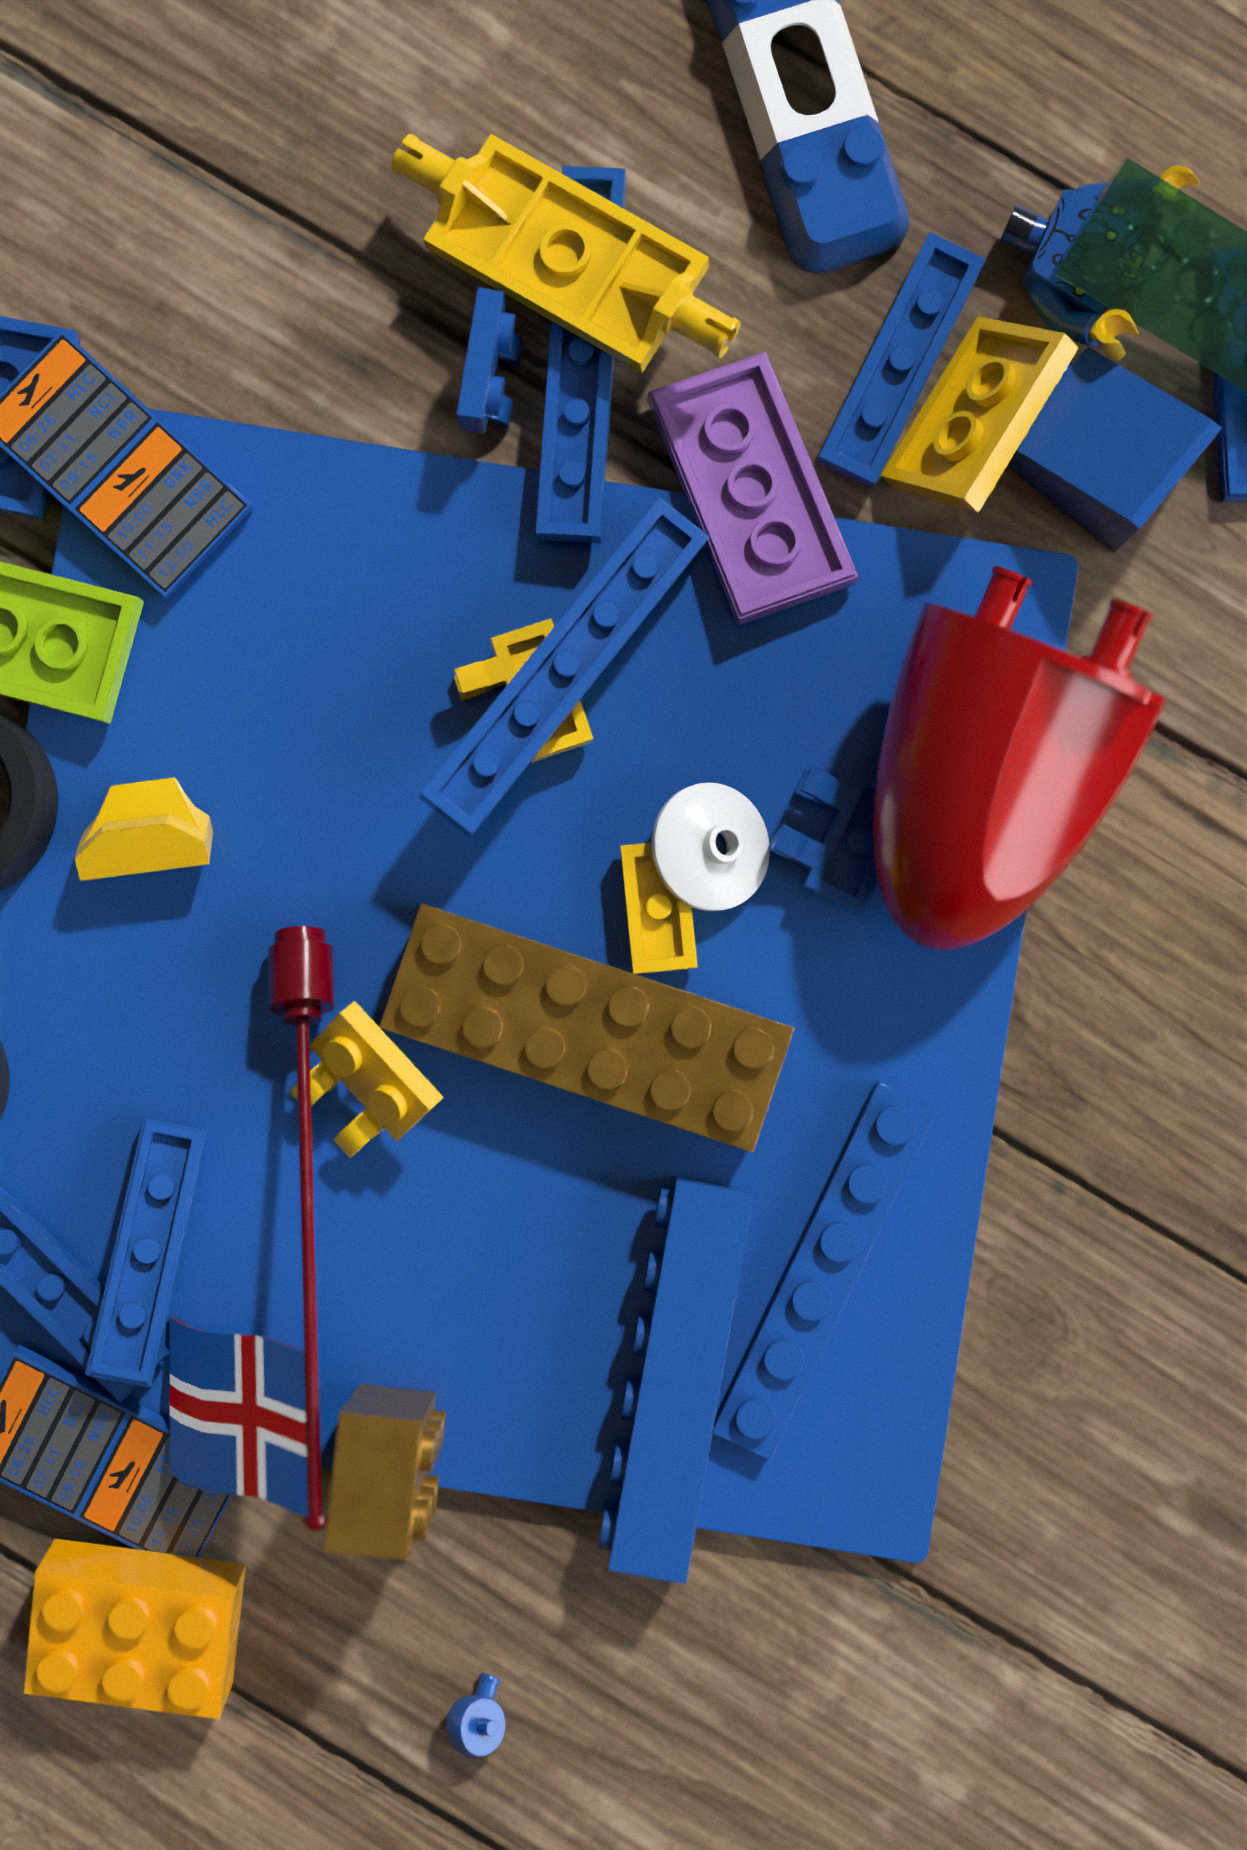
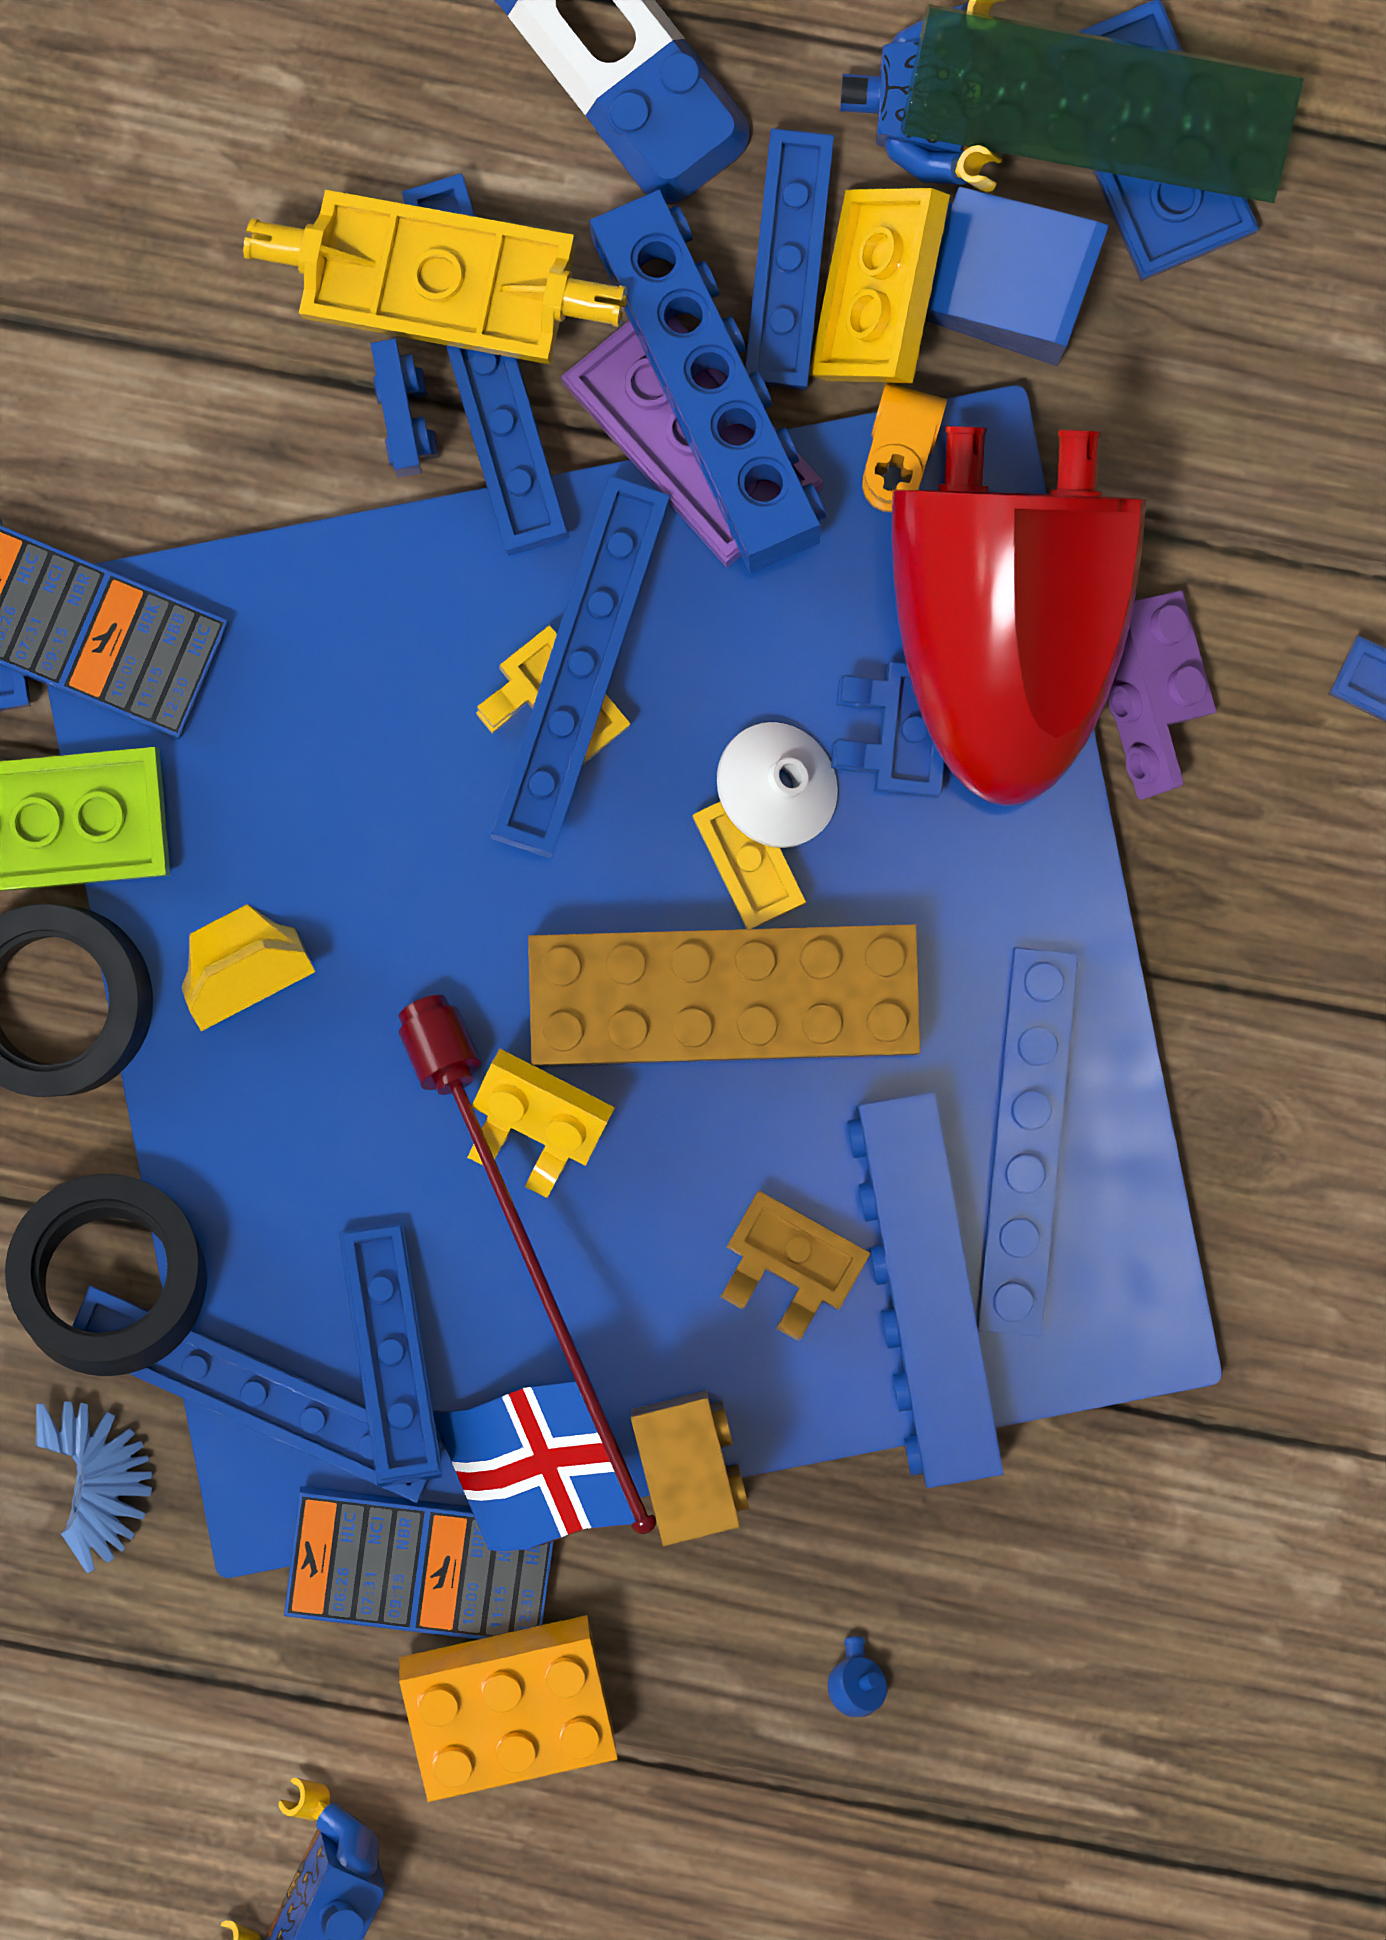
camera: 20 degrees left, 0 degrees up
(568, 1295) = (799, 1253): none -> pearl gold plate
(785, 600) = (760, 530): none -> blue brick
(946, 565) = (902, 438): none -> light orange piece
(1099, 888) = (1156, 687): none -> medium lavender bracket

